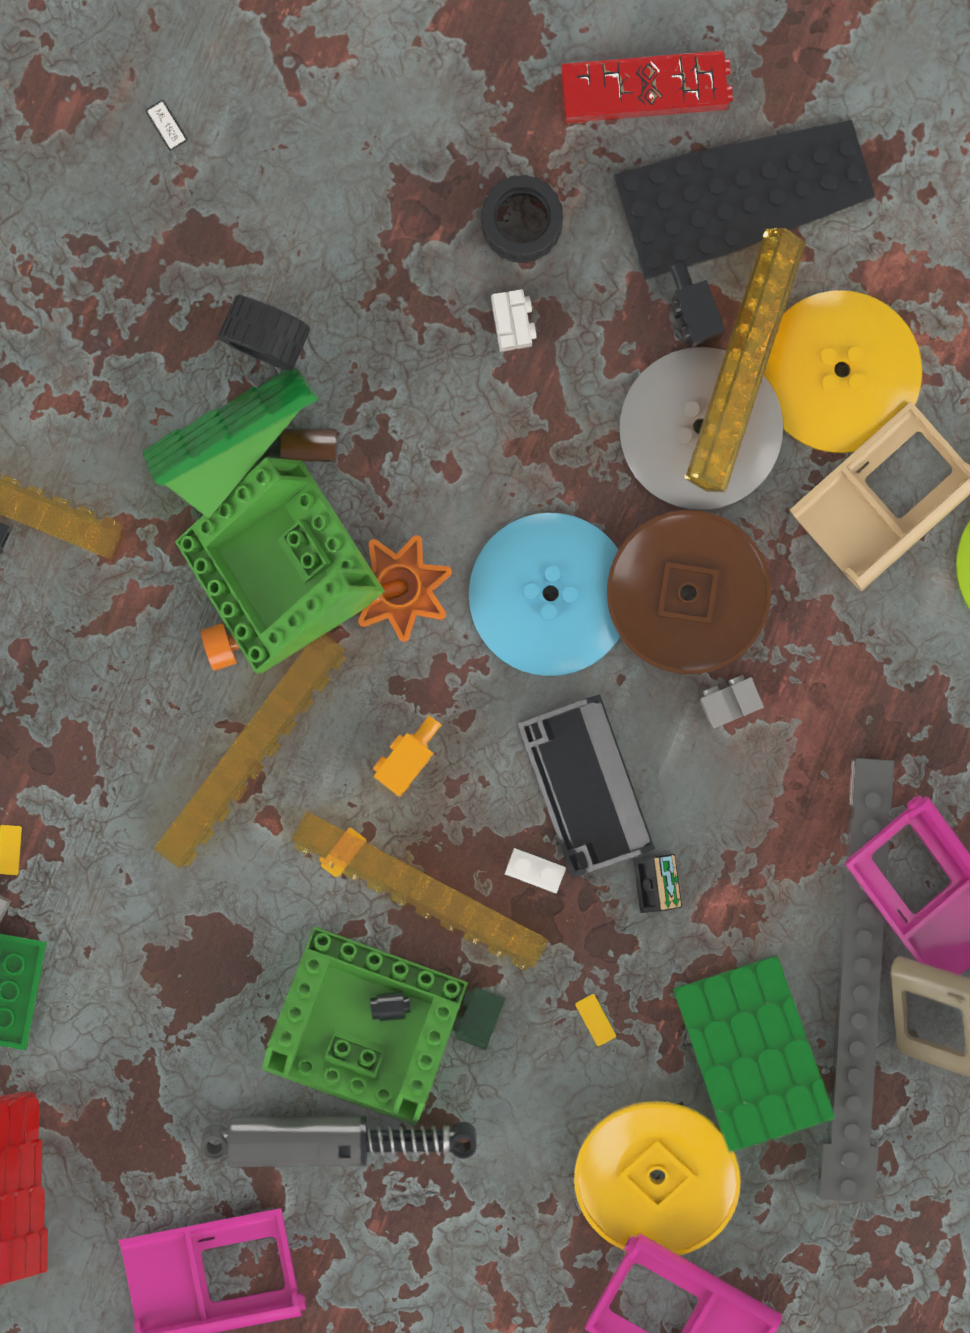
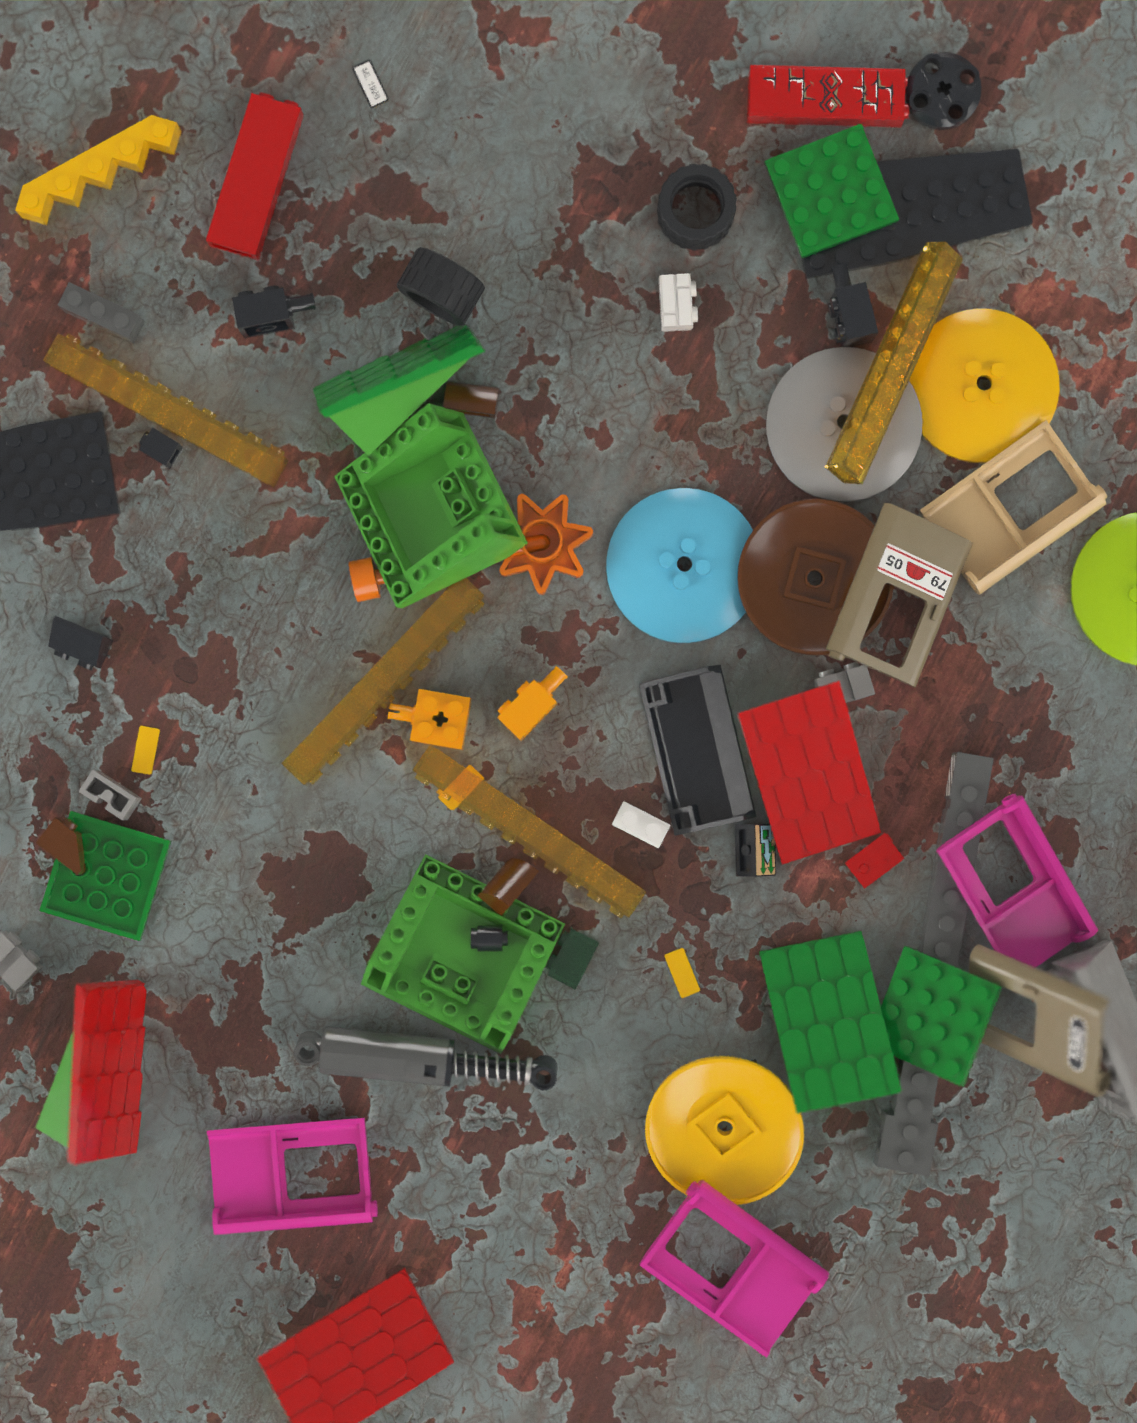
camera: 10 degrees right, 0 degrees up
(56, 236) = (255, 176): none -> red brick
(87, 377) = (268, 310): none -> black brick
(294, 783) = (422, 717): none -> light orange brick
(403, 948) = (507, 884): none -> reddish brown brick
(660, 186) = (831, 191): none -> green plate
(704, 797) = (809, 772): none -> red piece
(766, 68) = (943, 90): none -> black piece
(783, 880) = (874, 860): none -> red piece
(789, 562) = (915, 559): none -> dark tan piece
(863, 1034) = (937, 1014): none -> green plate

